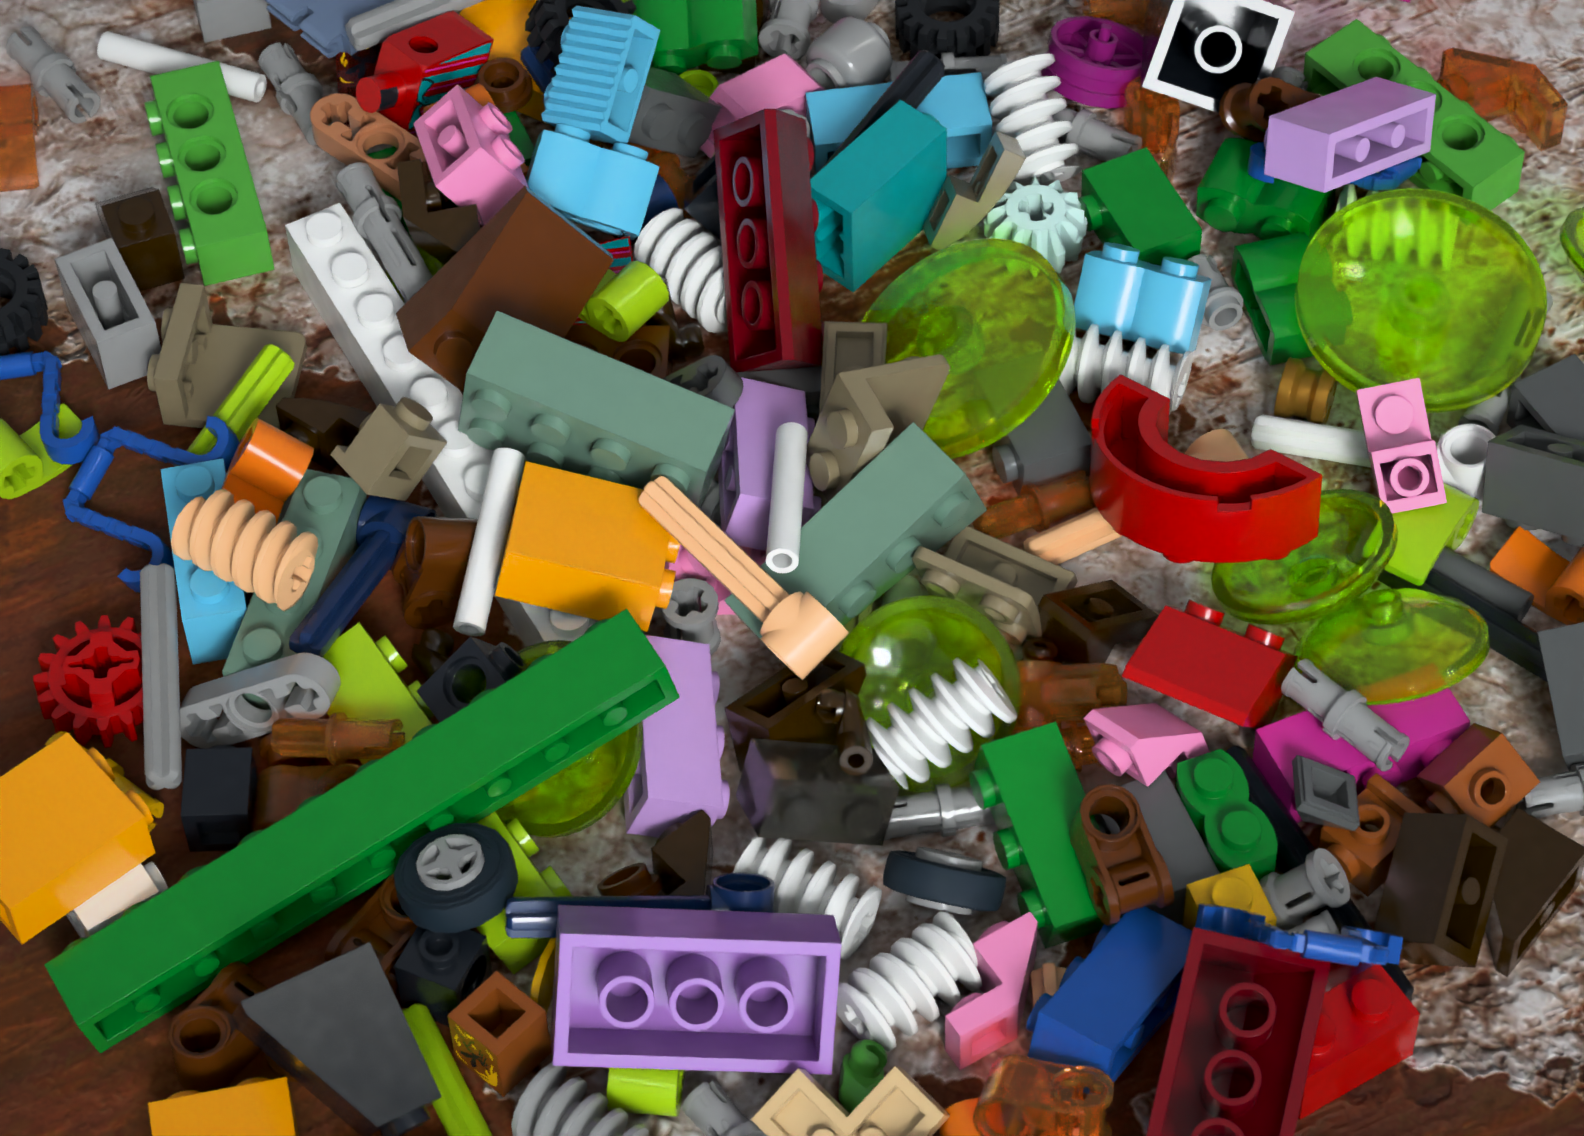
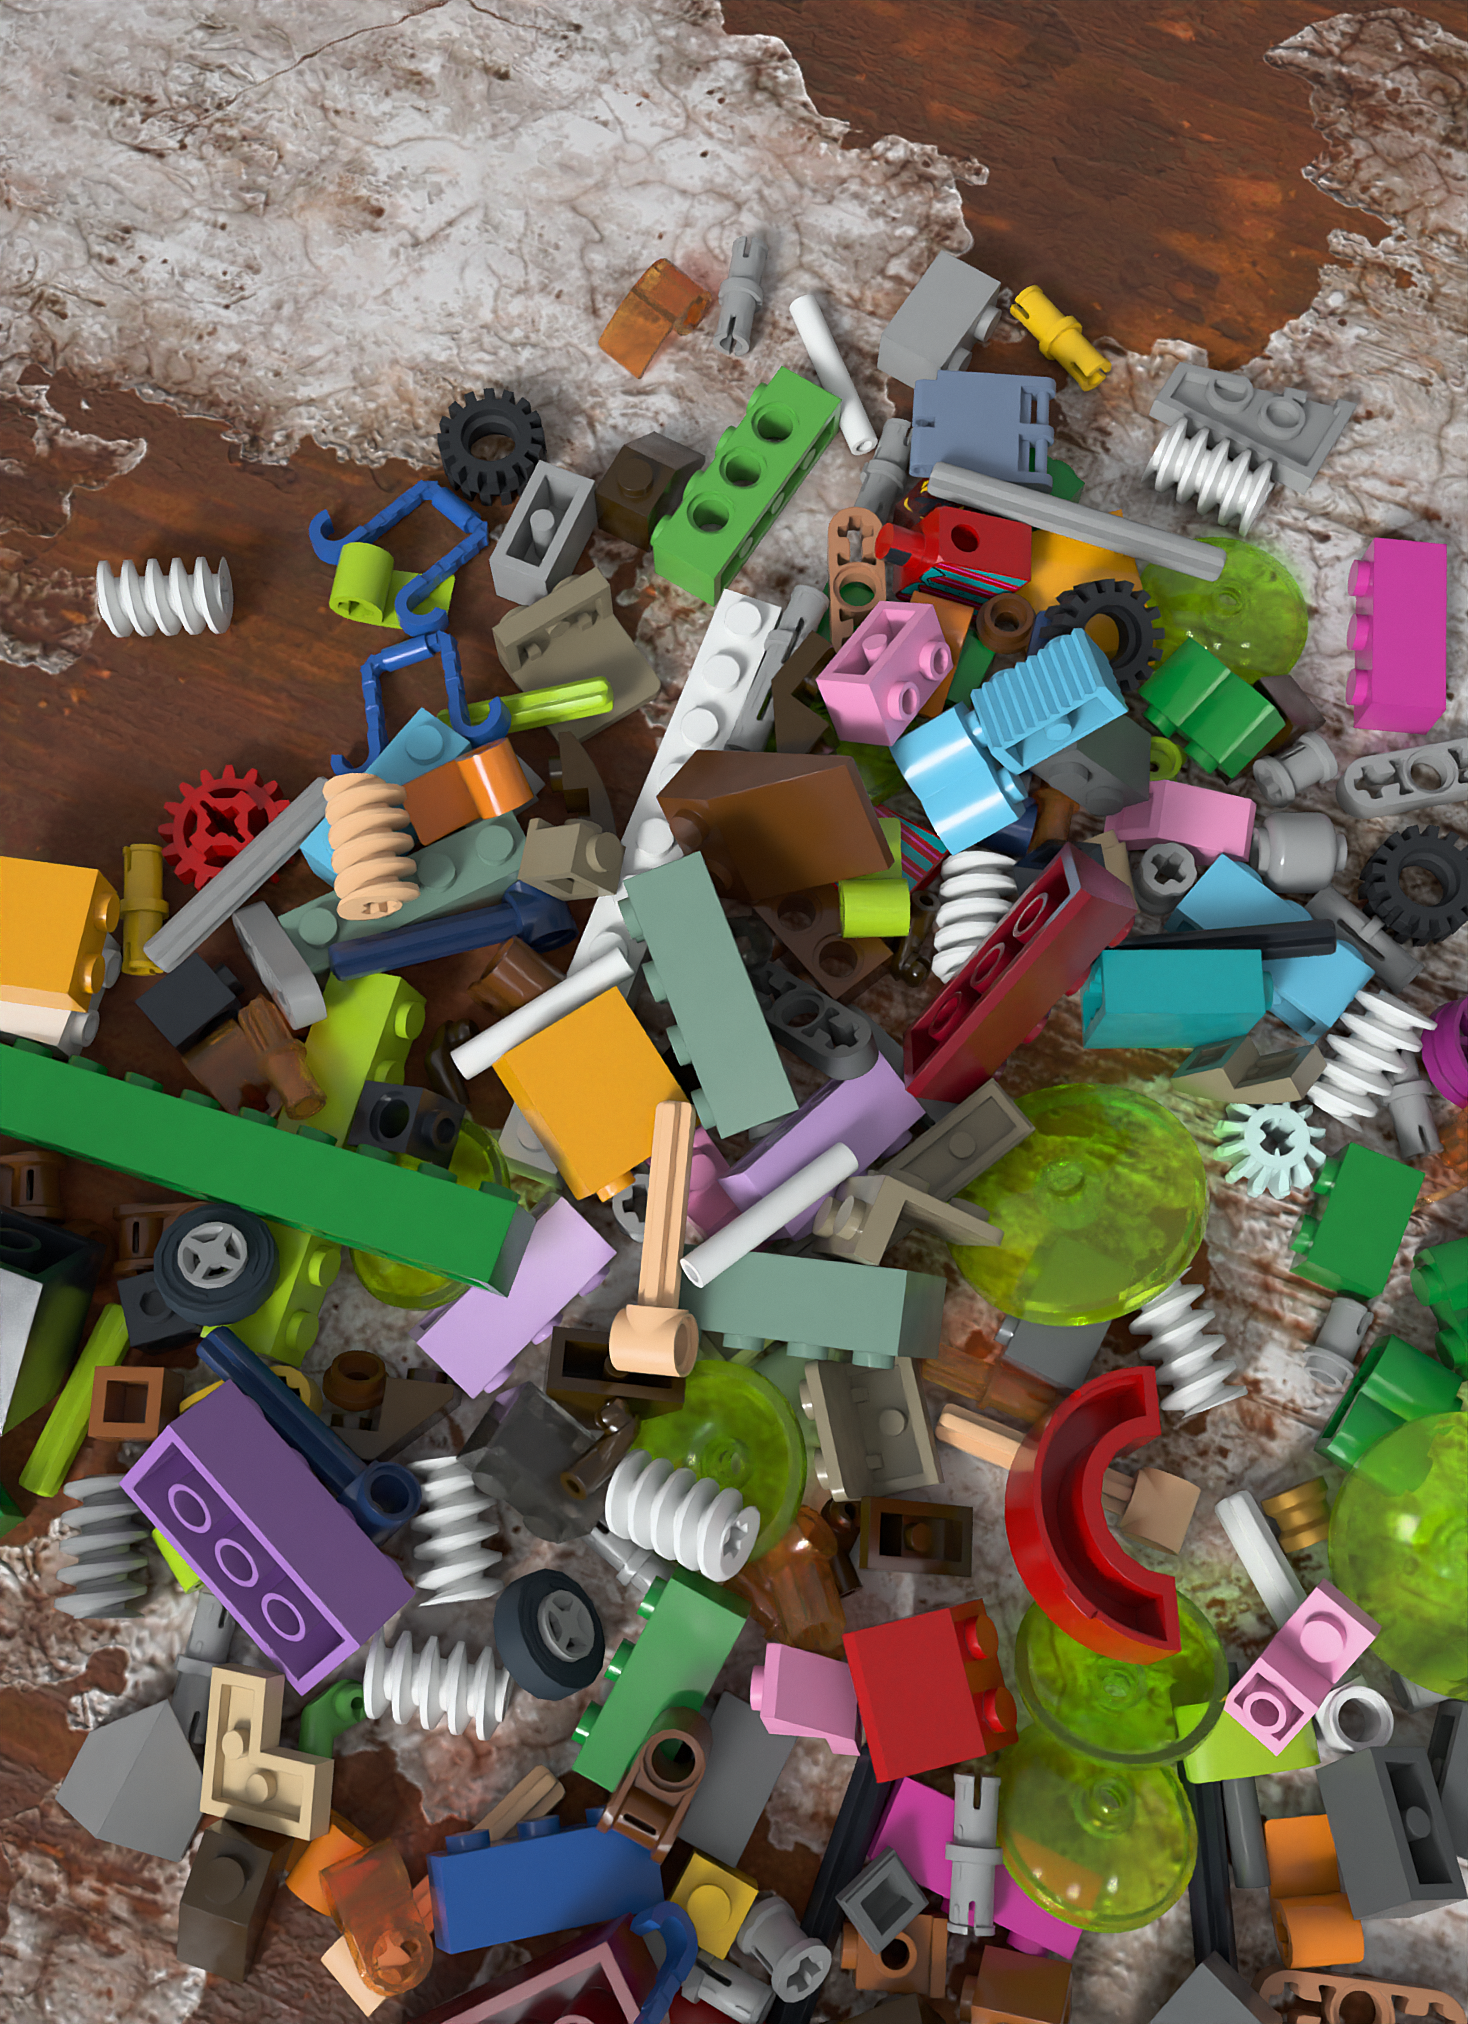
camera: 45 degrees right, 20 degrees up
(993, 1019) = (519, 1746): bright pink slope -> none
(1142, 297) = (1266, 1301): medium azure brick -> none
(1220, 808) = (787, 1836): green brick -> none

